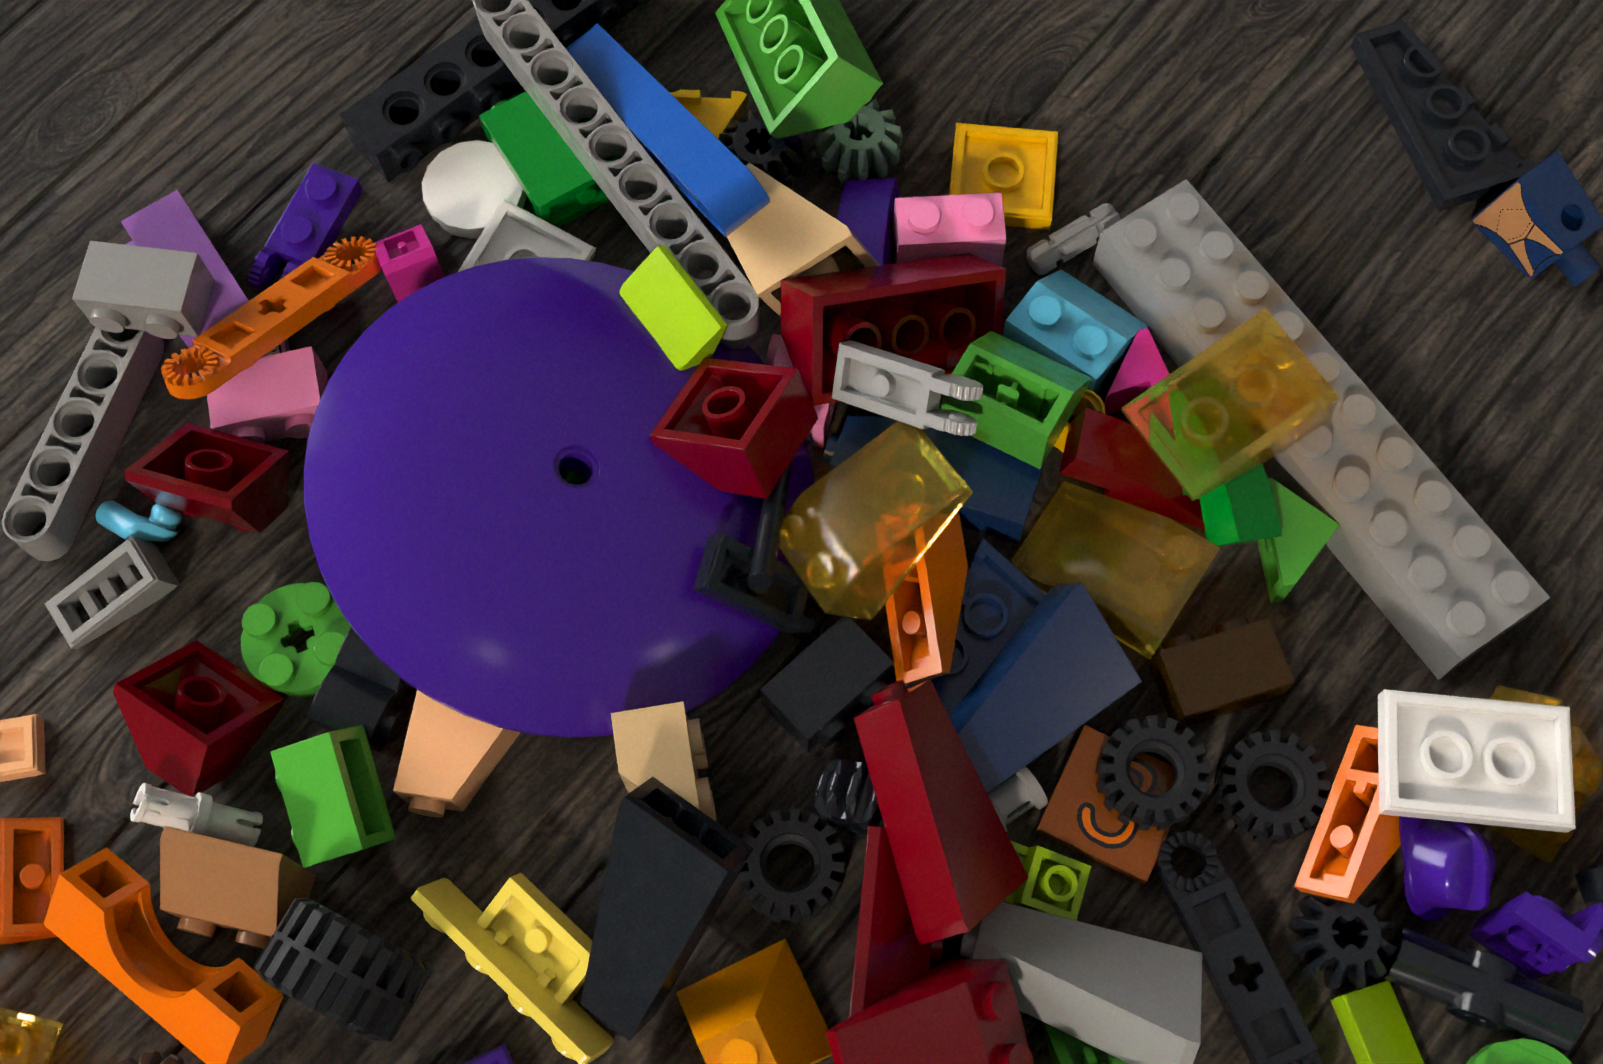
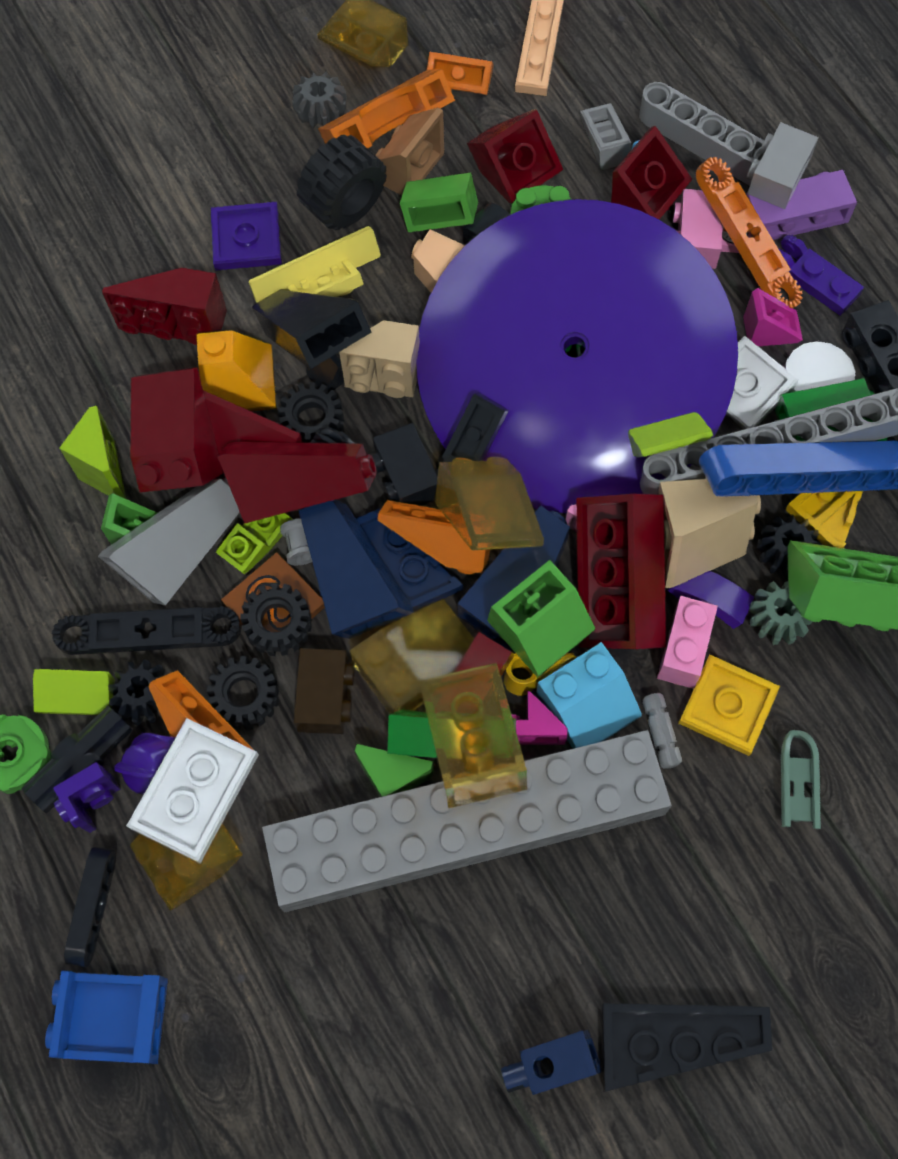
camera: 110 degrees right, 0 degrees up
(195, 815) = (454, 141): white pin -> none
(737, 424) = (576, 447): dark red slope -> none
(769, 533) = (523, 461): black bar -> none
(902, 388) = (555, 538): light grey hinge -> none
(1059, 79) = (800, 770): none -> sand green piece

